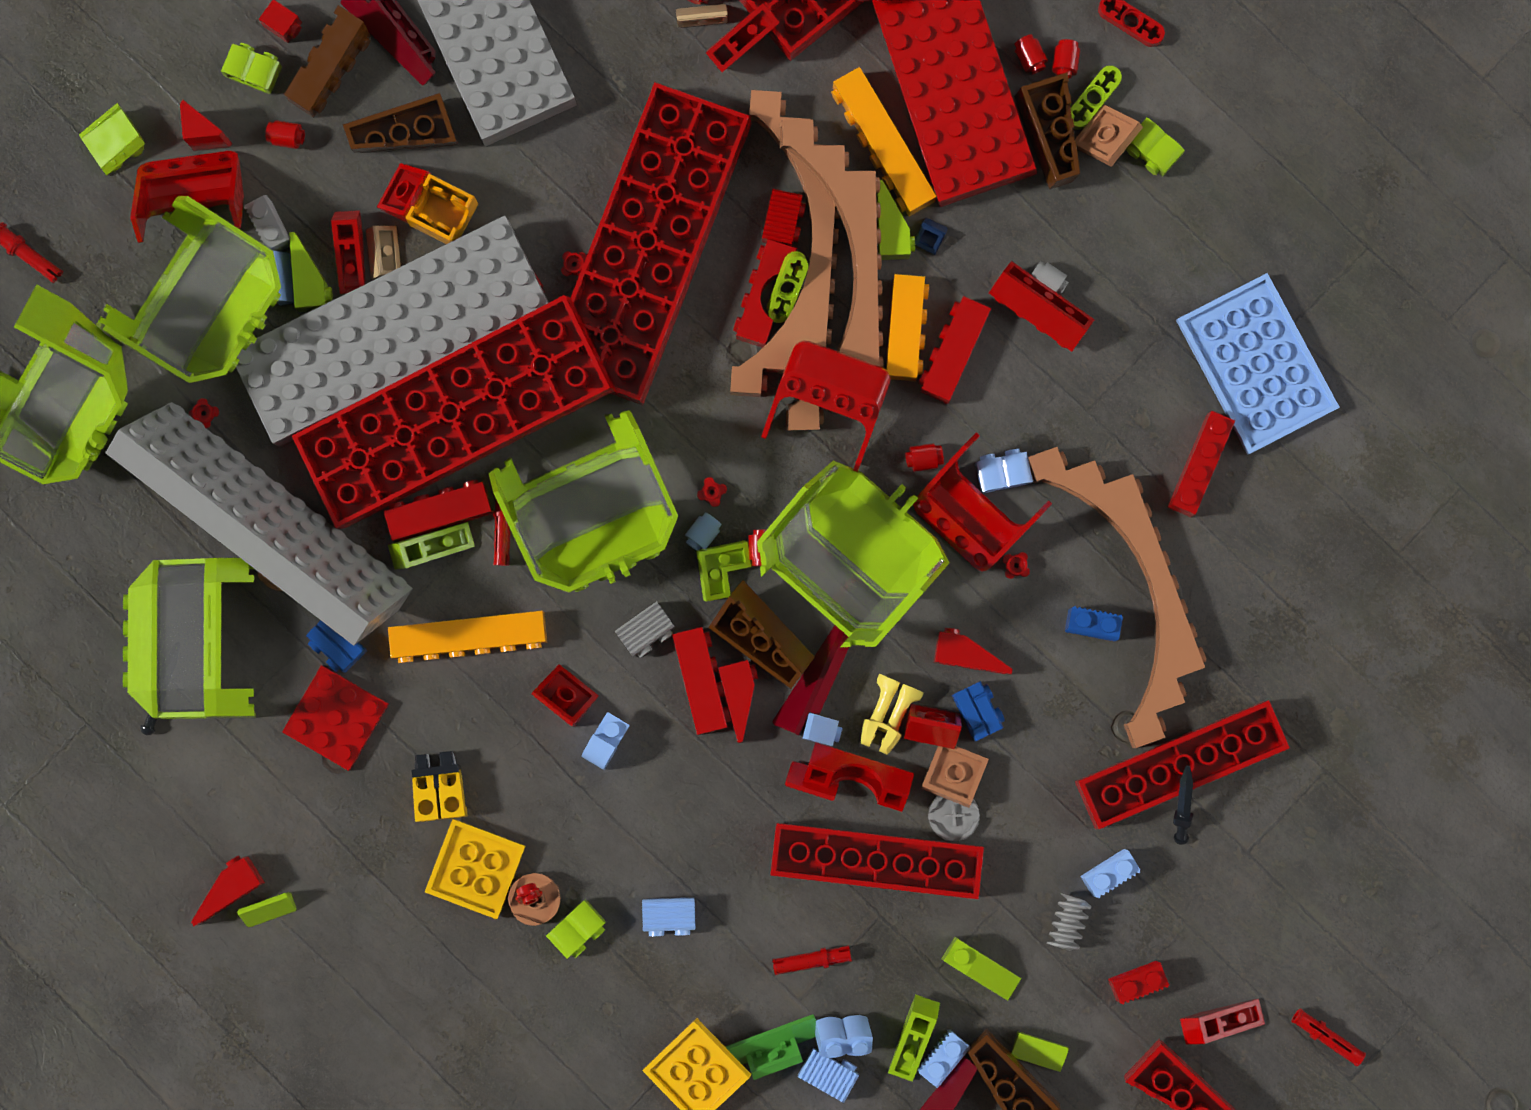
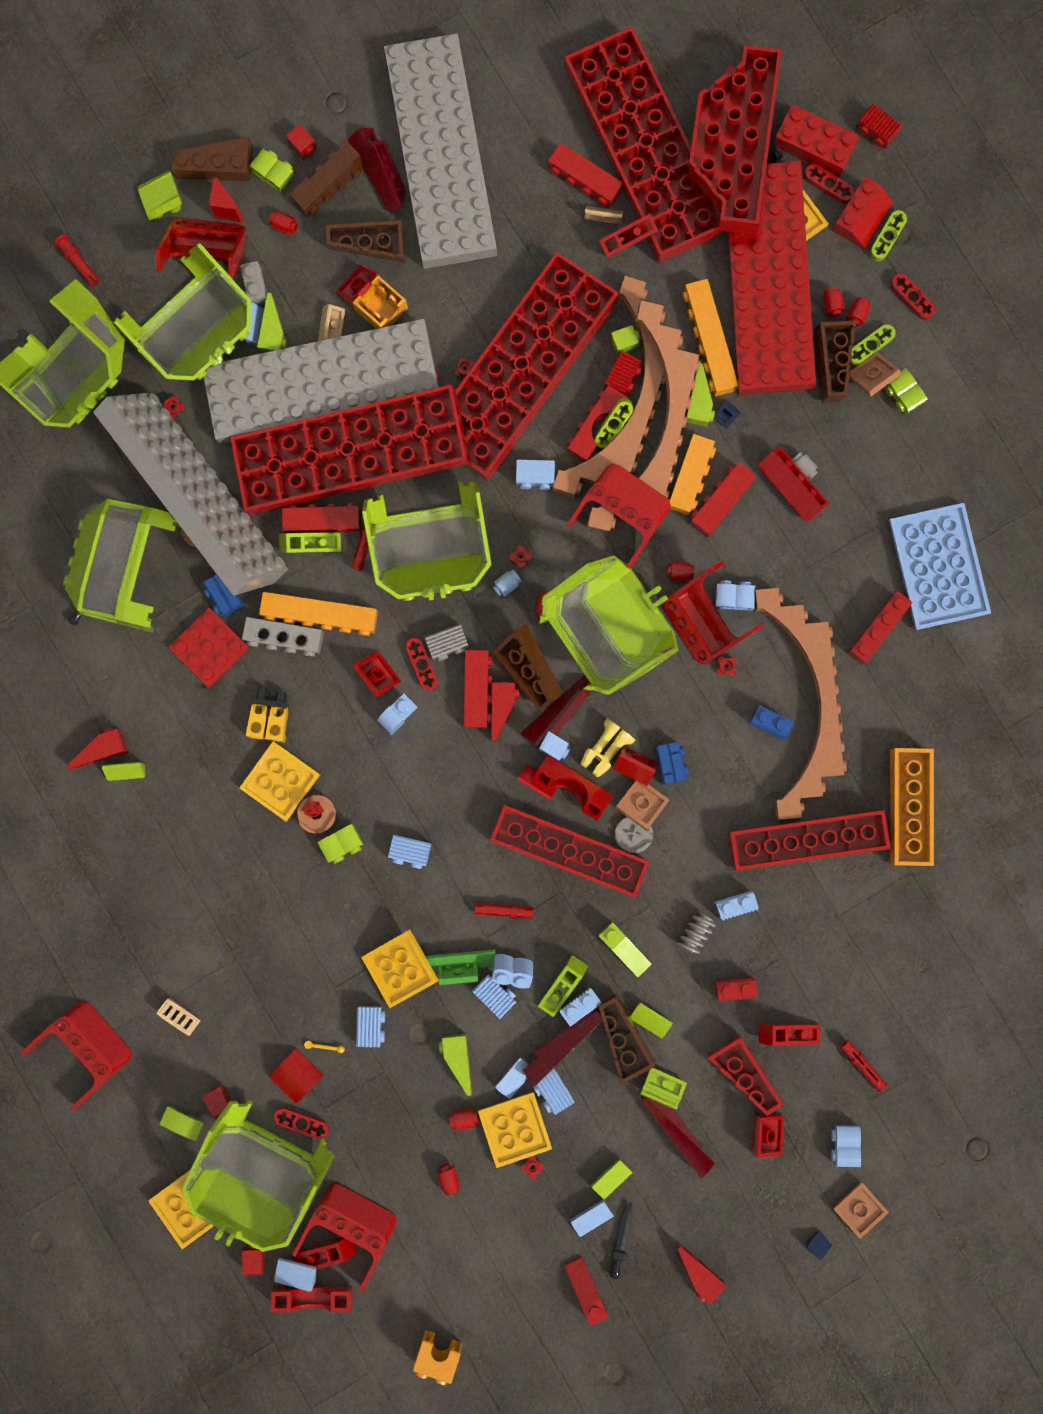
camera: 20 degrees right, 0 degrees up
(174, 76) = (219, 160): none -> reddish brown wedge
(348, 250) = (306, 315): red slope -> none
(387, 678) = (254, 627): none -> light grey brick
(603, 655) = (411, 653): none -> red beam
(702, 379) = (535, 474): none -> light blue brick
(715, 564) = (509, 608): lime plate -> none
(773, 173) = (625, 339): none -> lime brick
(963, 652) = (671, 718): red slope -> none
(1183, 815) = (799, 878): black sword -> none
(1303, 686) = (912, 807): none -> light orange brick

